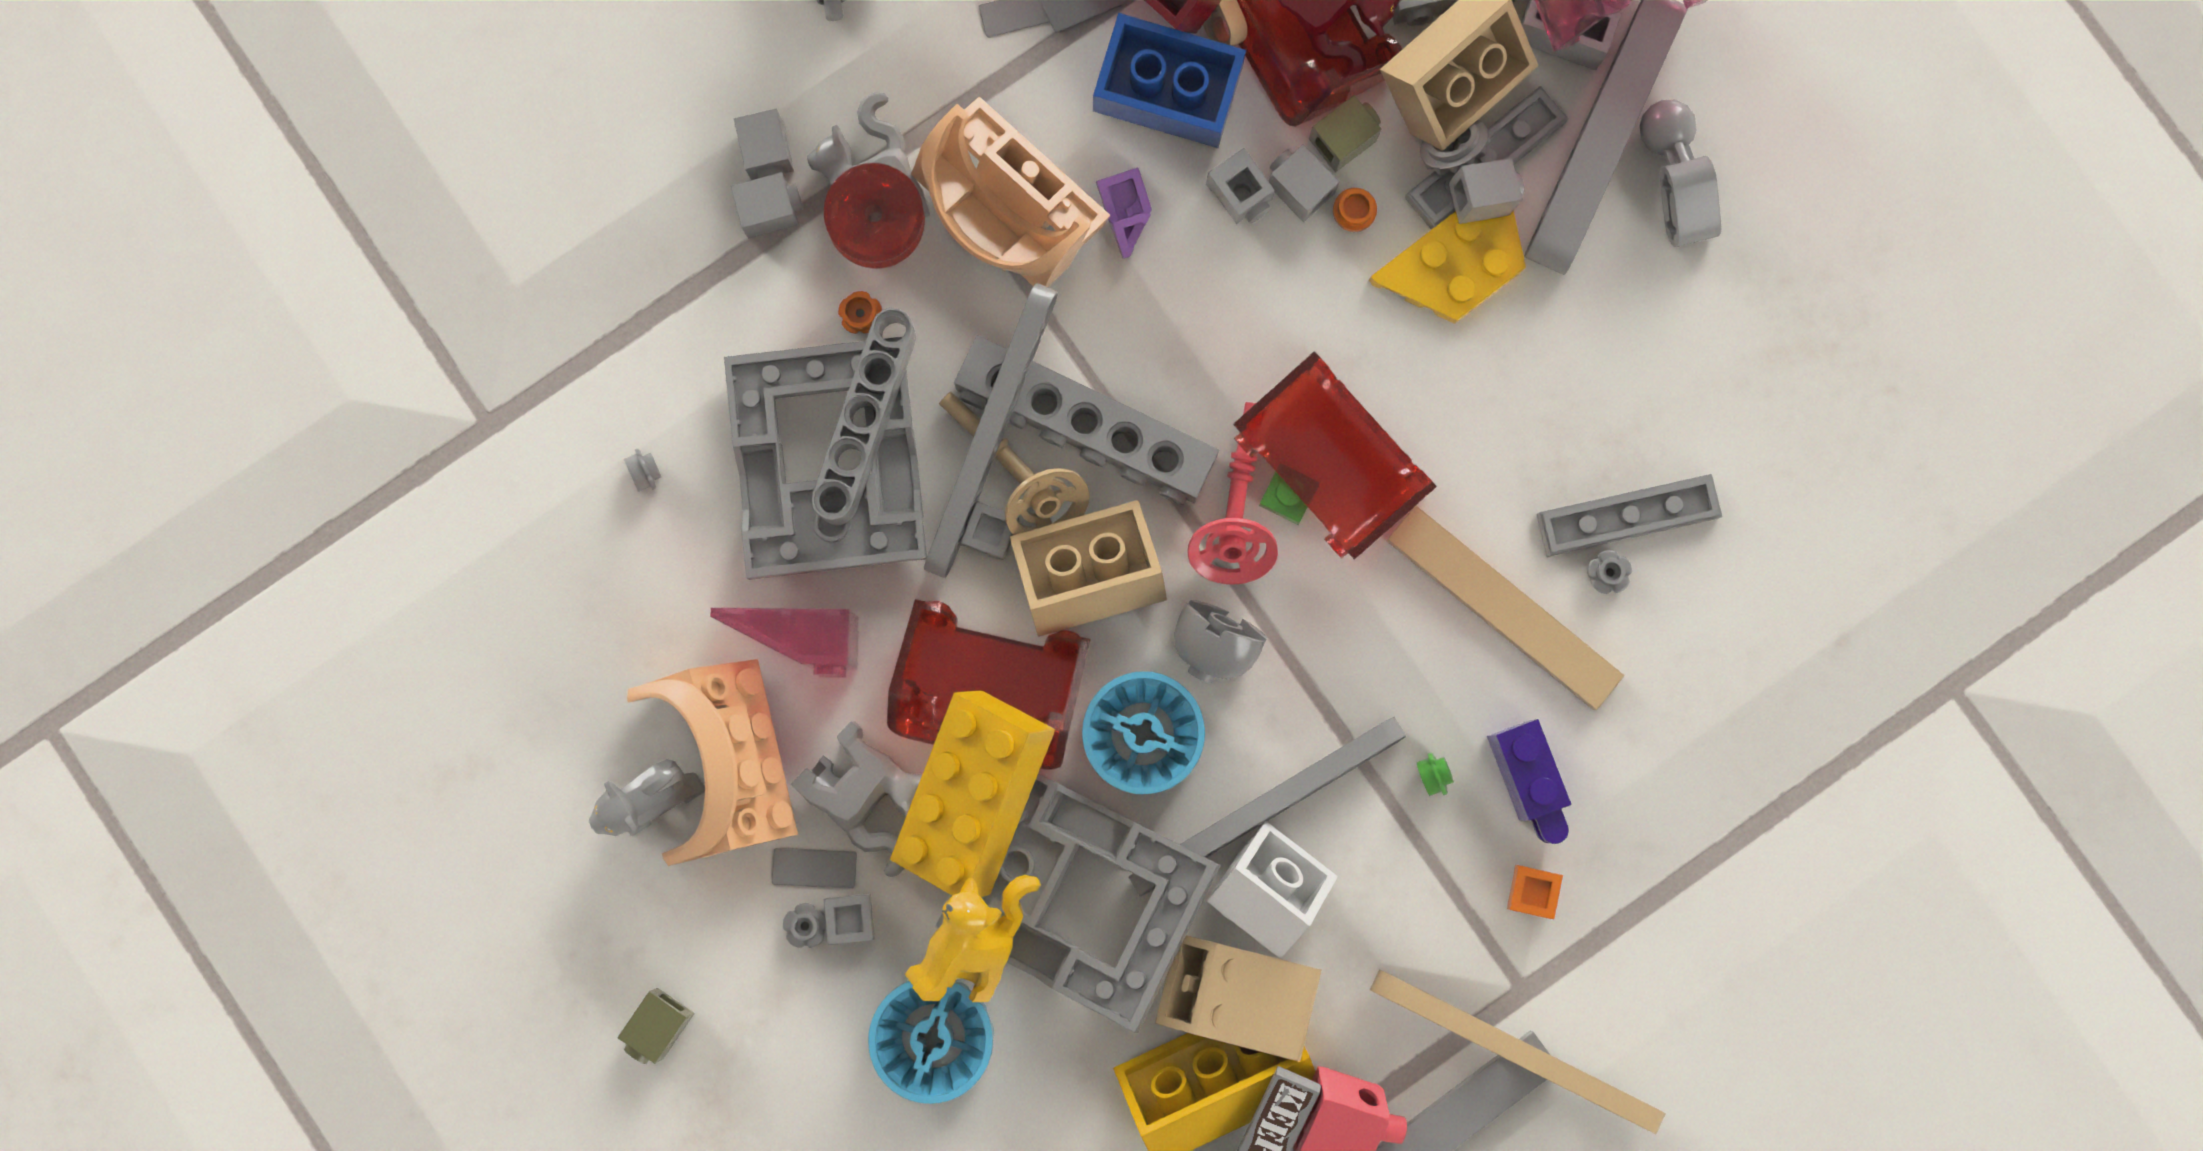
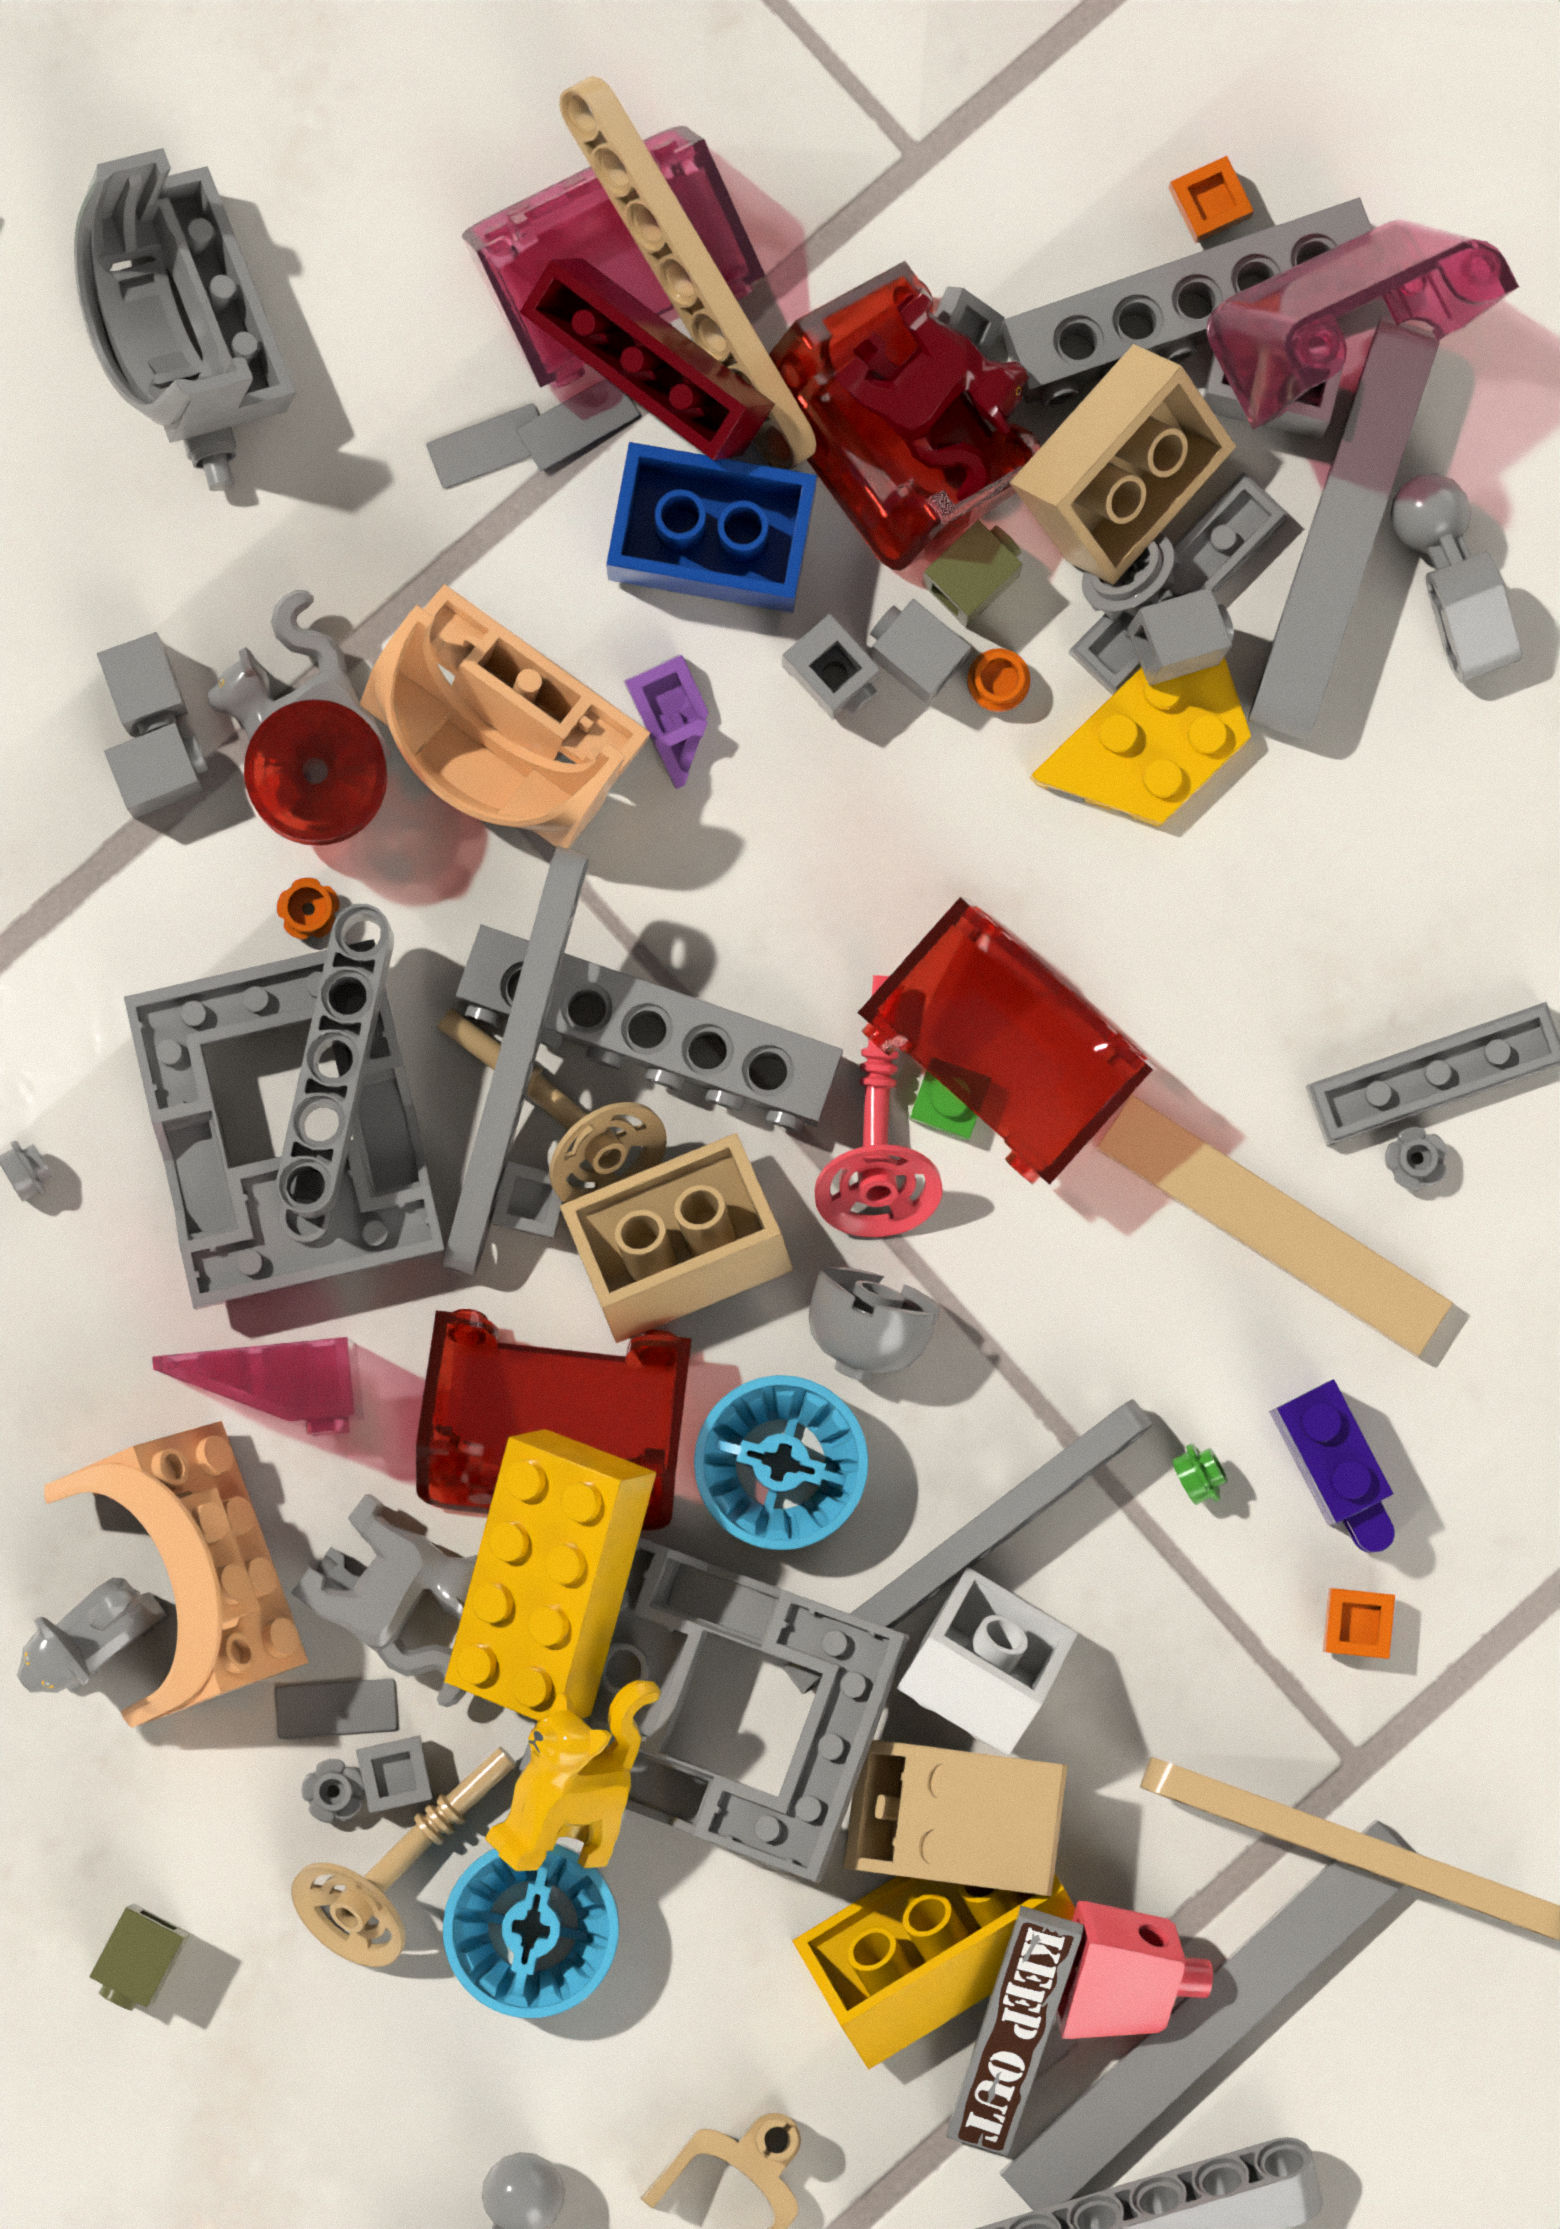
camera: 10 degrees left, 0 degrees up
(816, 1002) = (365, 1895): none -> tan dish

